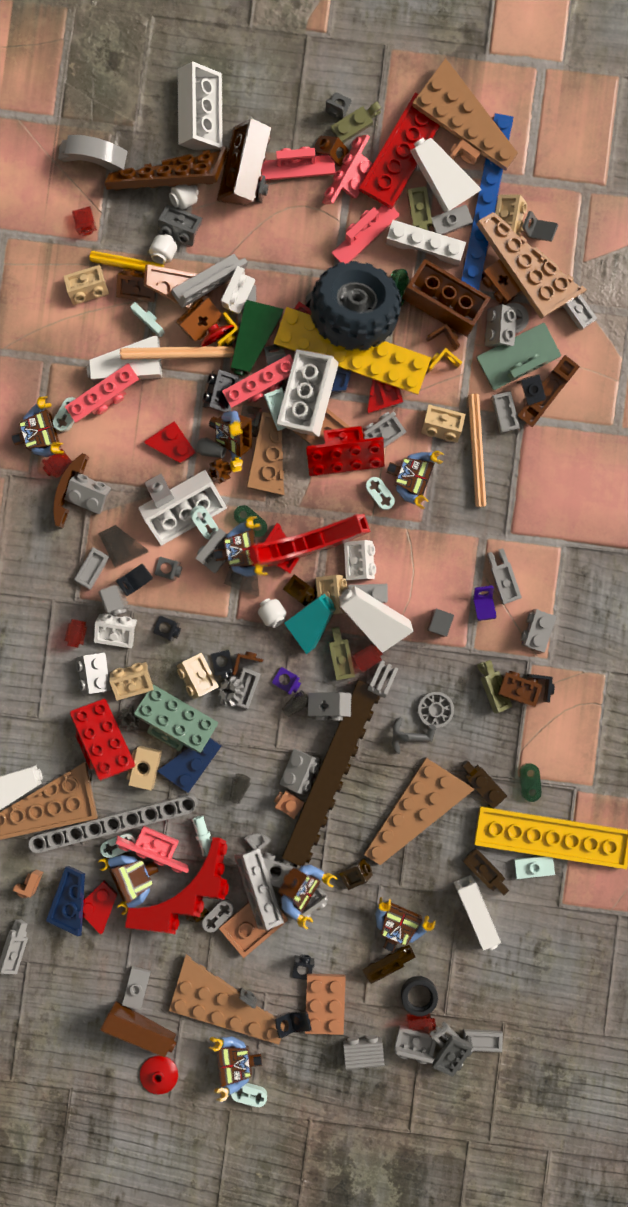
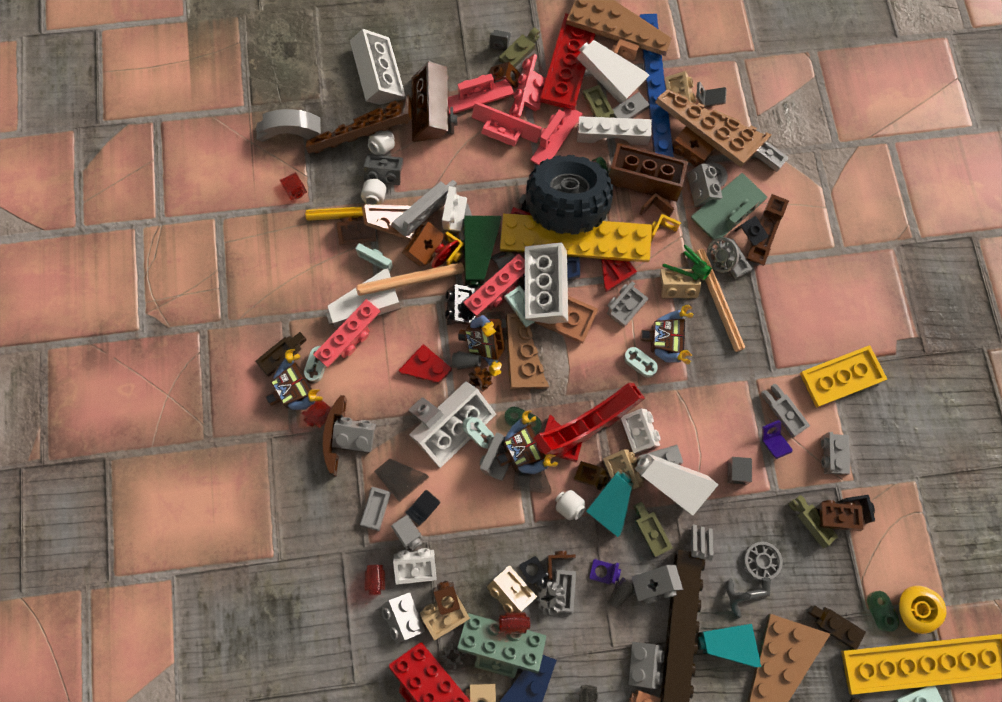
camera: 15 degrees left, 15 degrees down
(27, 398) = (272, 359): none -> dark brown hinge
(86, 285) = (308, 241): tan bracket -> none
(135, 659) = (446, 589): none -> reddish brown bracket
(174, 631) = (476, 550): black bracket -> none
(175, 572) = (460, 485): dark grey bracket -> none
(191, 705) = (514, 623): none -> clear red brick
(313, 209) = (504, 126): none -> coral bracket
(345, 452) = (596, 331): red bracket -> none
(367, 657) = (679, 525): clear red brick -> none
(381, 774) = (732, 644): none -> teal slope
(465, 415) = (700, 268): none -> green plant
(494, 406) = (723, 254): none -> light grey wheel
(564, 790) = (922, 609): none -> yellow hat
(571, 558) = (843, 376): none -> yellow plate

